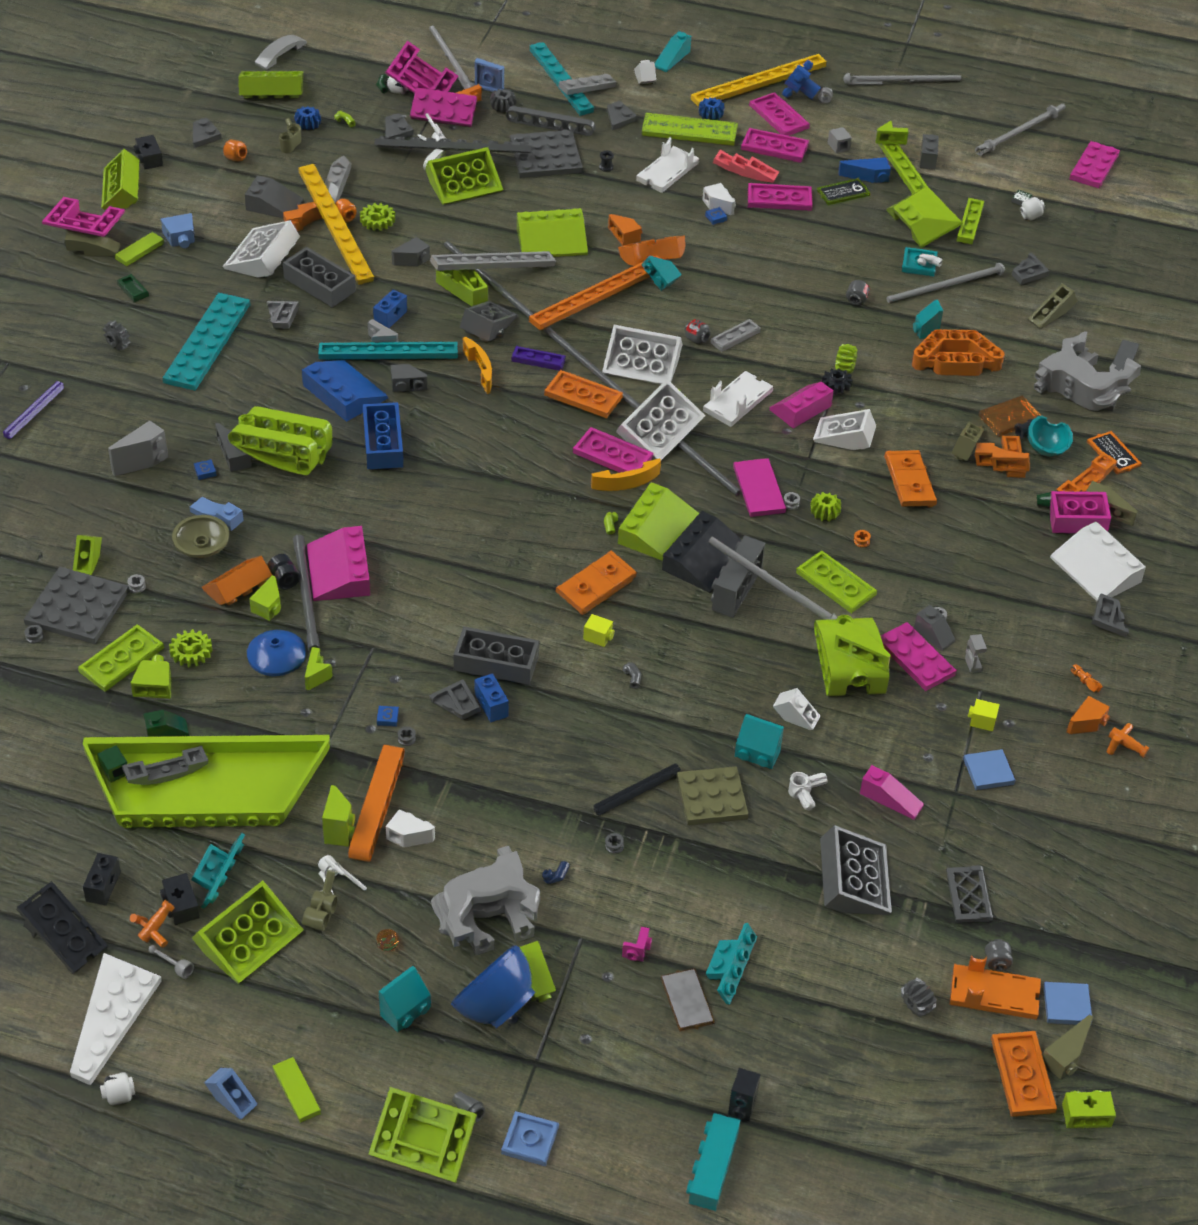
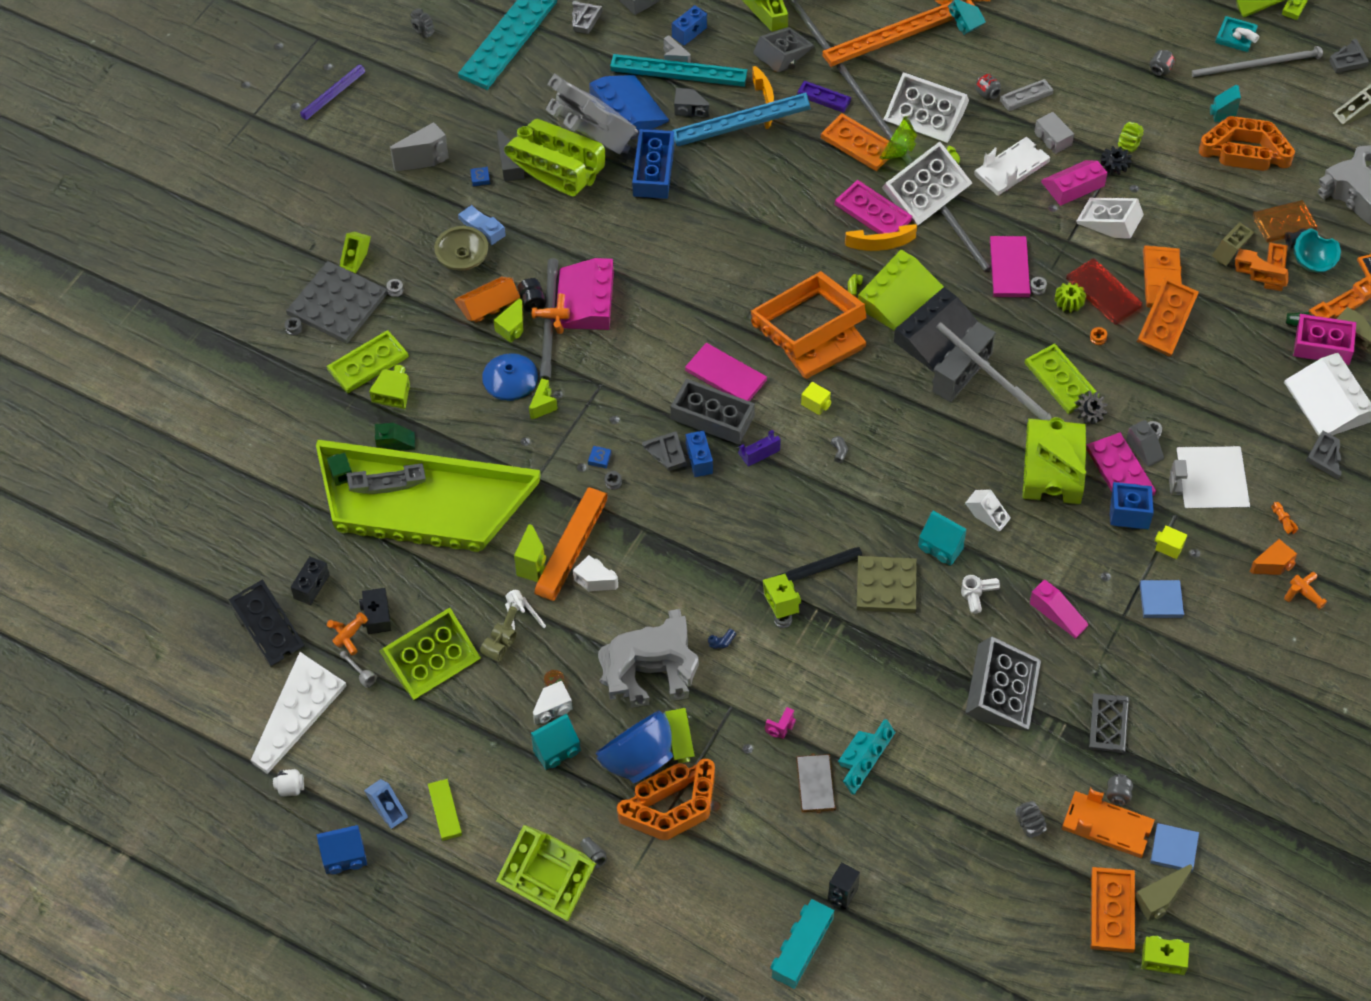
camera: 15 degrees right, 10 degrees up
(190, 648) = (431, 361): lime gear -> none
(192, 1147) = (342, 849): none -> blue slope
(213, 867) = (410, 585): teal bracket -> none
(311, 397) = (590, 116): none -> light grey piece
(316, 584) = (554, 313): none -> orange piece
(391, 962) = (551, 703): none -> white slope
(463, 385) = (741, 119): none -> dark azure tile
(499, 618) = (725, 373): none -> dark pink tile
(529, 1061) = (633, 810): none -> orange piece
(530, 1138) = (642, 891): medium blue tile -> none
(552, 686) = (760, 449): none -> dark purple hinge
(609, 820) = (781, 596): none -> lime brick
(615, 540) = (819, 283): none -> orange window
(626, 385) = (901, 141): none -> clear neon green slope
(771, 364) = (1054, 132): none -> light grey brick
(858, 498) = (1105, 291): none -> clear red tile
(873, 602) = (1090, 407): none -> black gear
(925, 511) = (1167, 316): none -> orange plate
(937, 686) = (1131, 505): none -> blue slope
(1009, 652) = (1214, 477): none -> white sticker

